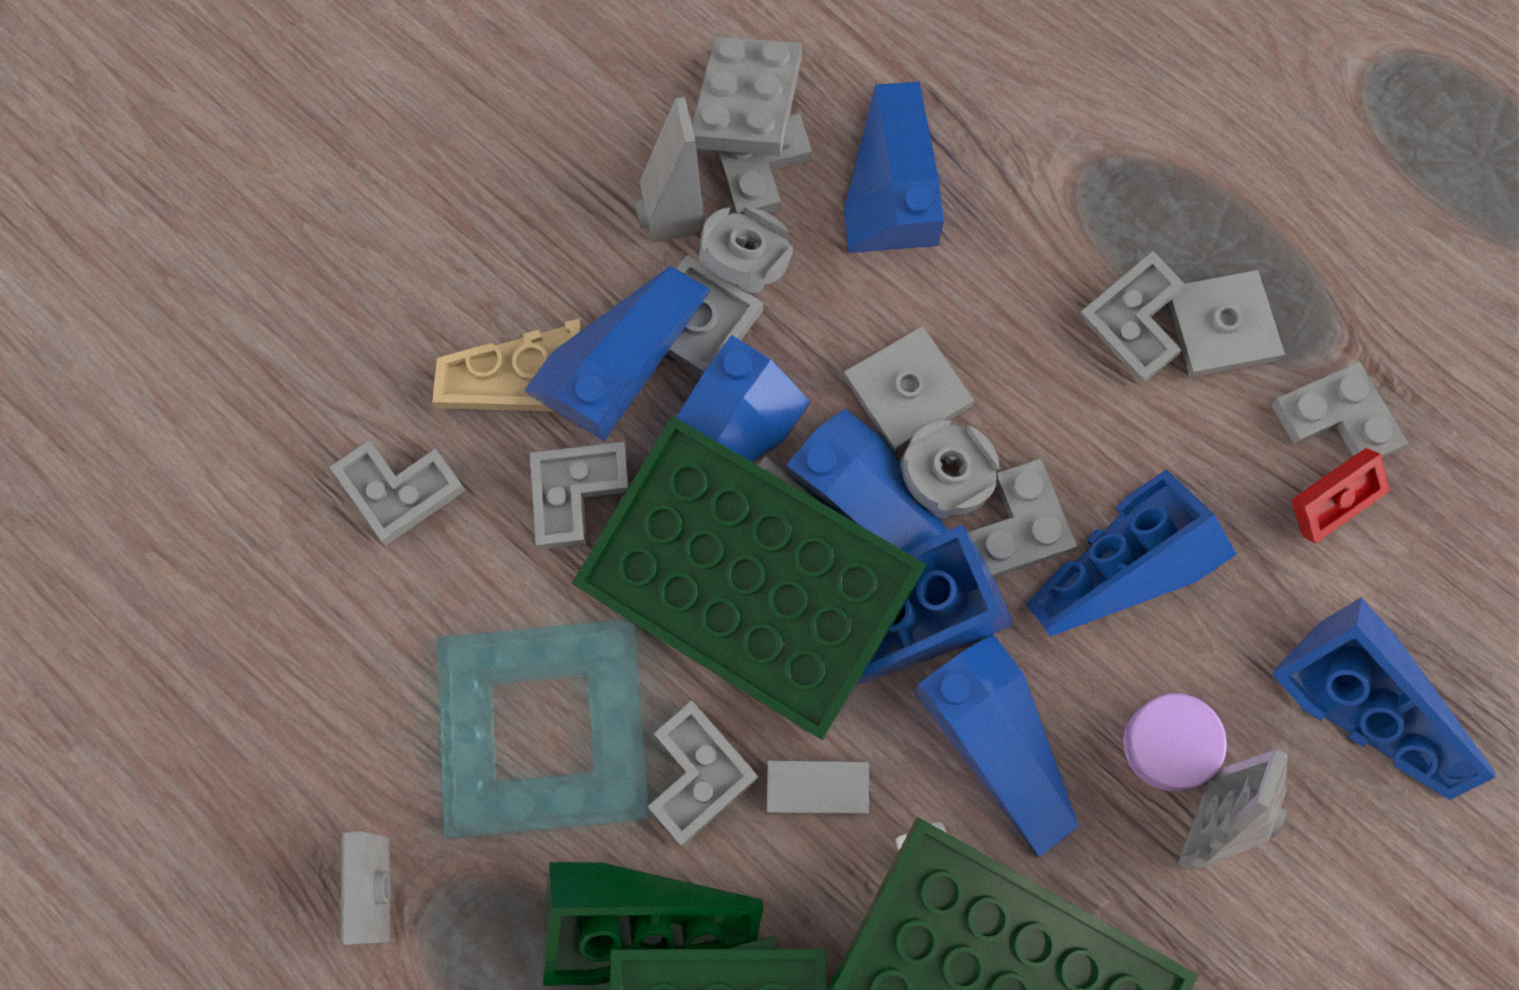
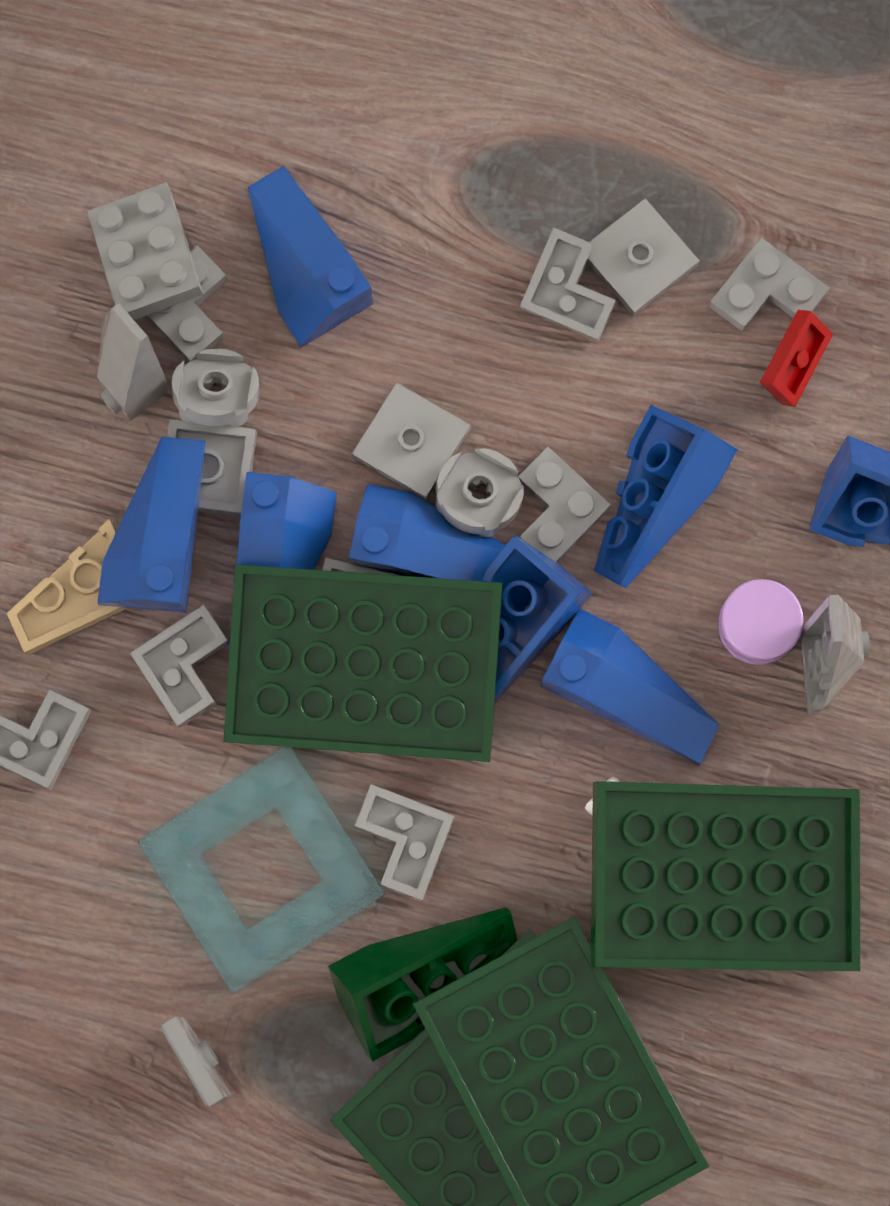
camera: 30 degrees left, 5 degrees up
(818, 787) = (504, 800): light grey tile -> none

